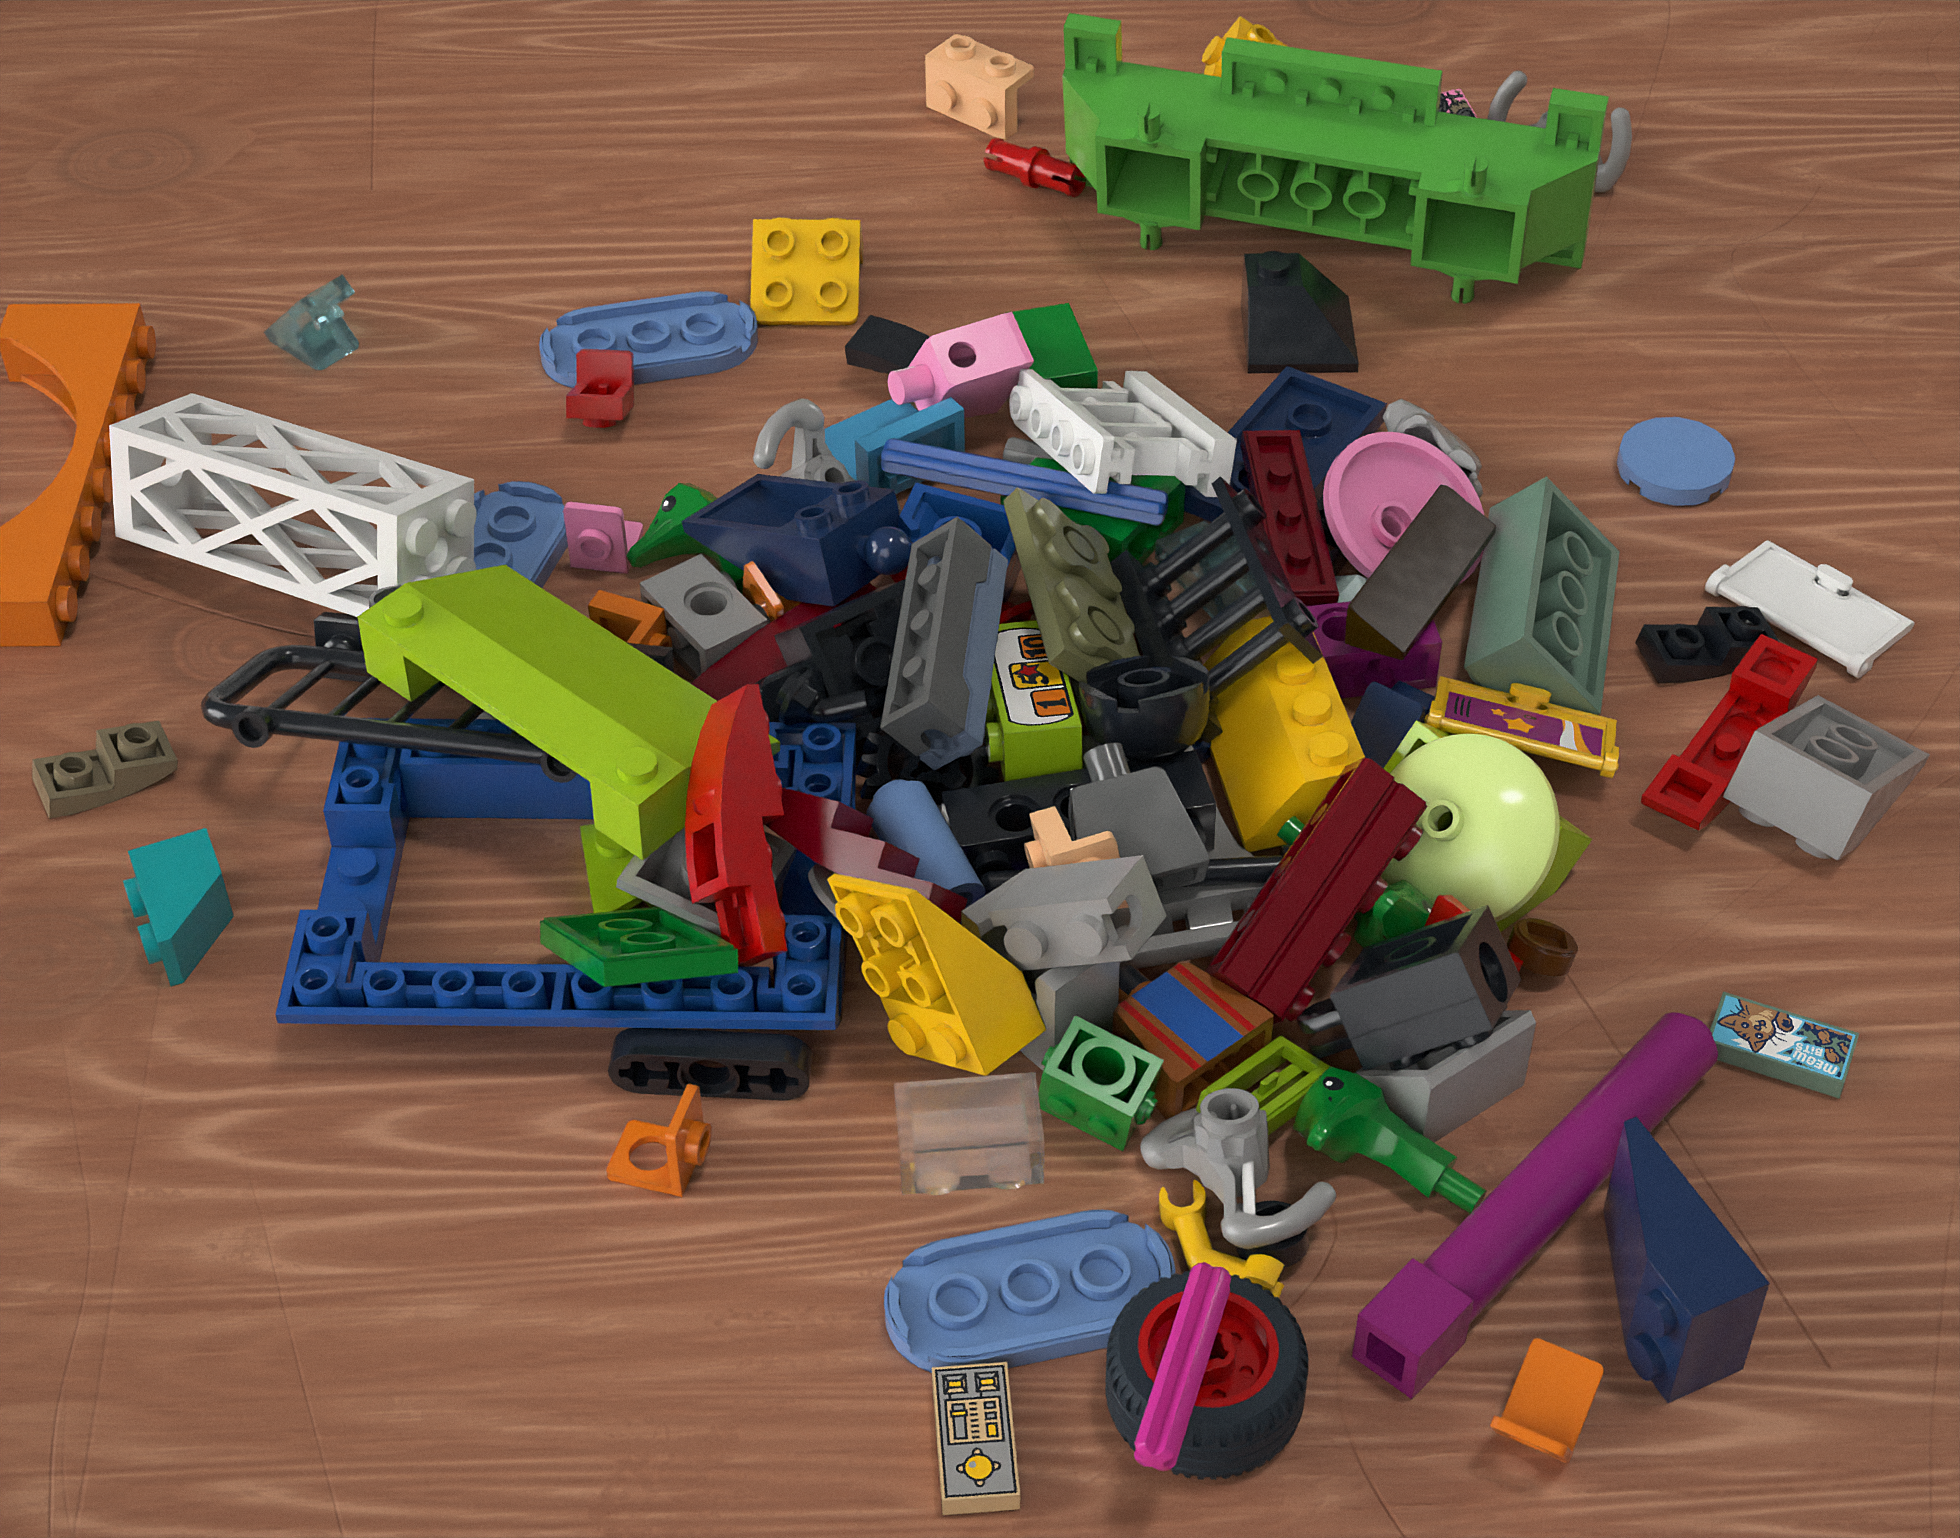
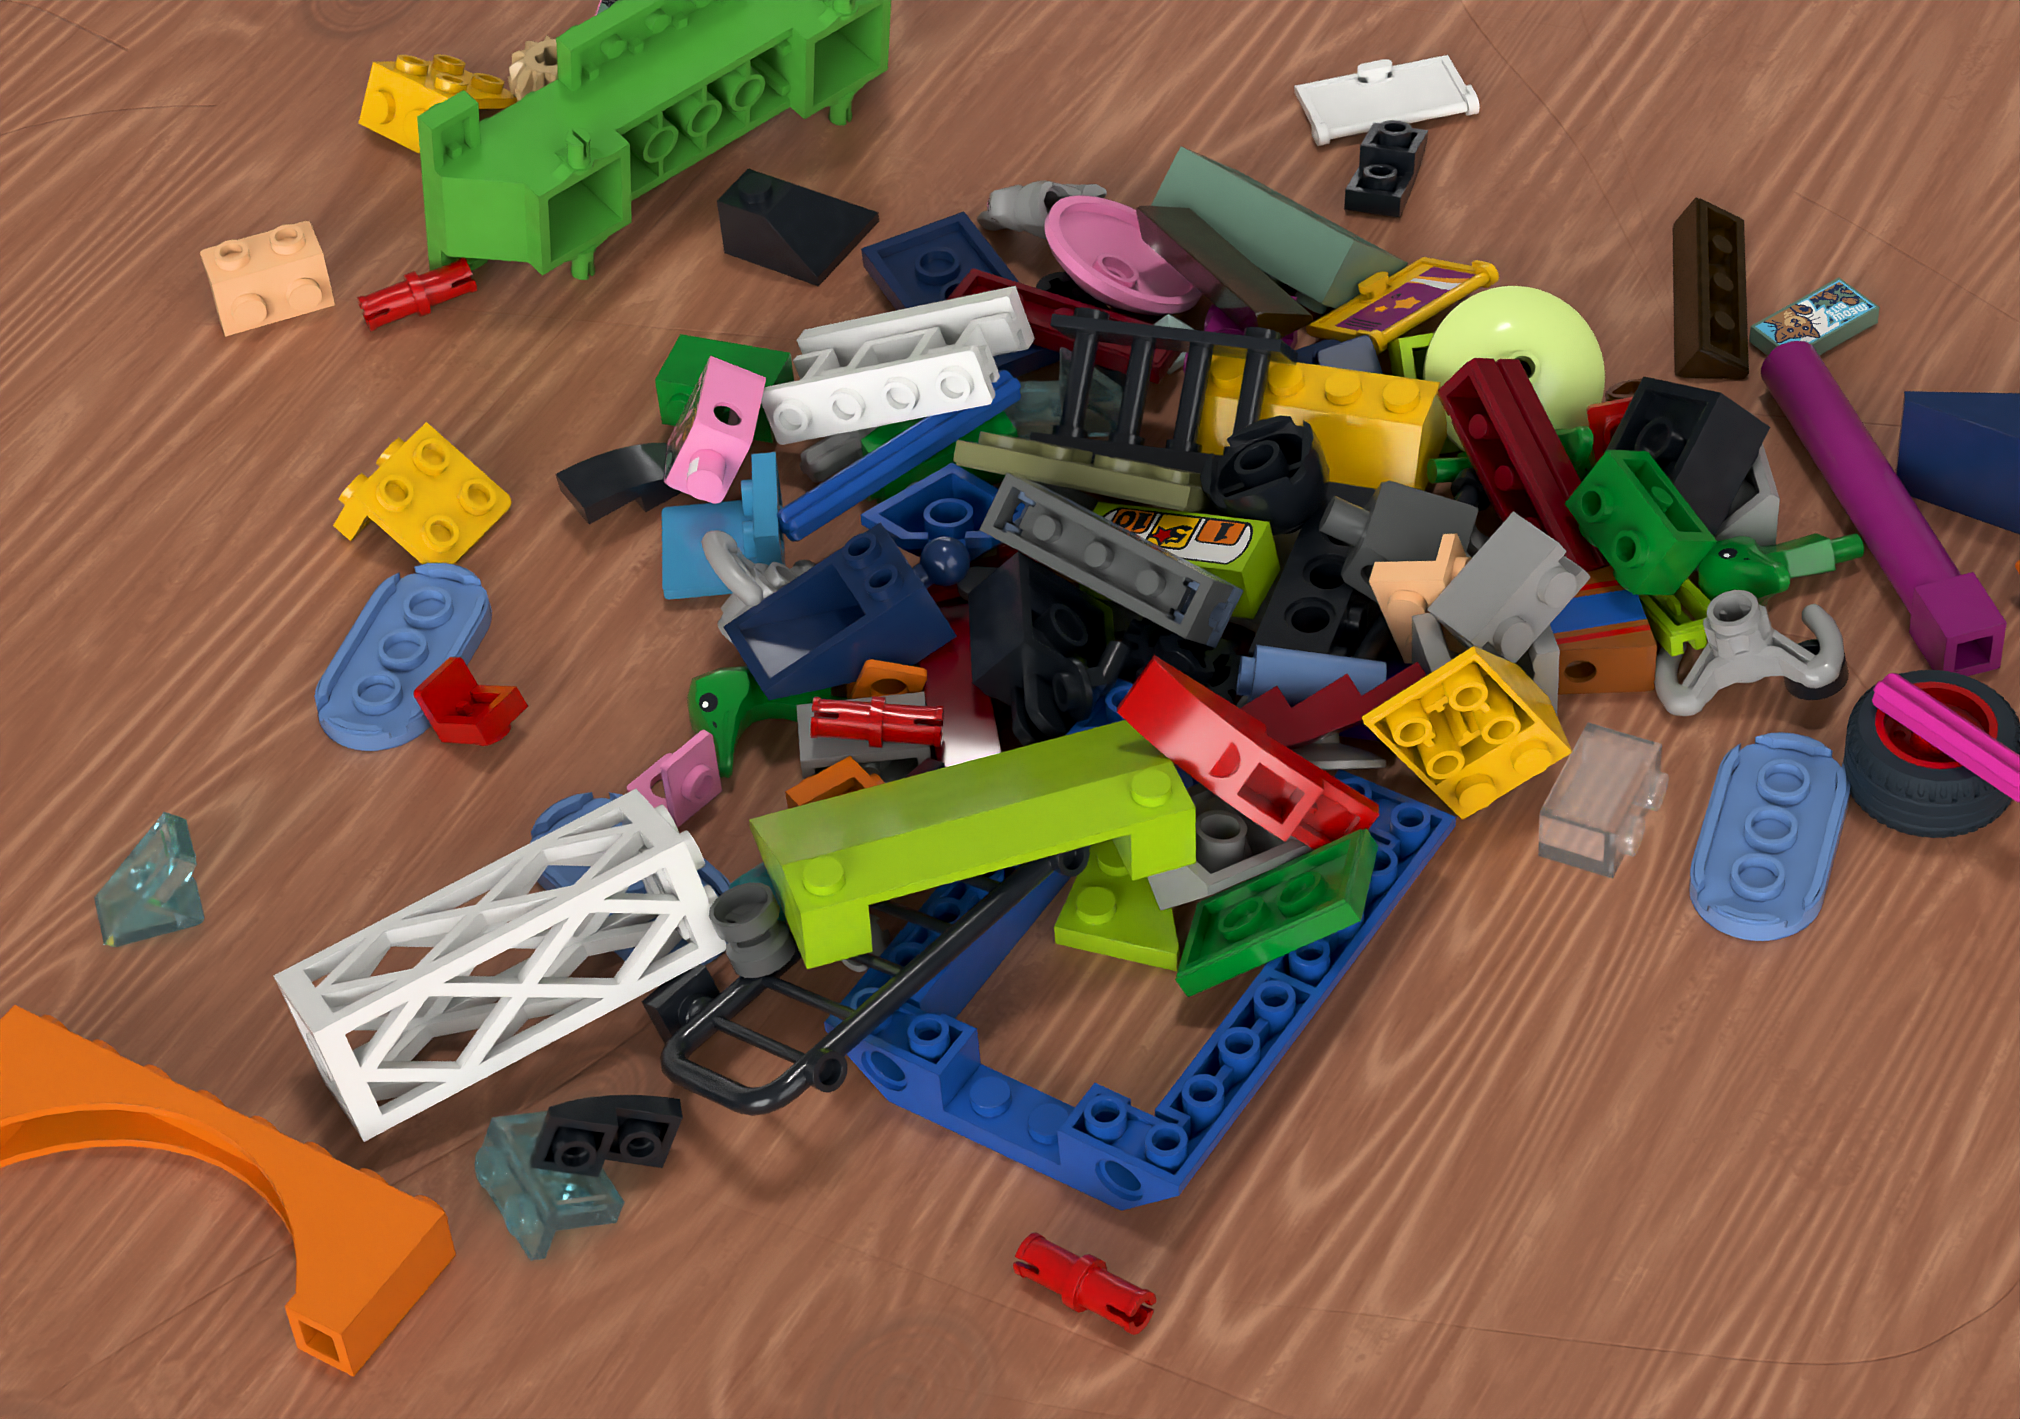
camera: 55 degrees left, 0 degrees up
(121, 765) = (688, 1259): dark tan slope -> none
(139, 650) = (538, 1199): none -> clear light blue bracket
(166, 642) = (617, 1128): none -> black slope
(184, 899) = (937, 1241): teal slope -> none
(185, 1017) = (1084, 1283): none -> red pin
(664, 1063) = (1408, 934): black beam -> none
(685, 1142) = (1489, 986): orange bracket -> none
(692, 600) = (877, 722): none -> red pin
(975, 1438) = (1893, 919): tile -> none
(1099, 1083) = (1619, 688): green head -> none
(1197, 1247) = (1793, 719): yellow arm -> none
(1287, 985) = (1640, 523): none -> green brick
(1675, 460) = (1163, 90): medium blue tile -> none
(1758, 947) = (1709, 293): none -> dark brown slope
(1760, 690) = (1496, 201): red slope -> none
(1822, 776) = (1585, 173): light grey slope -> none

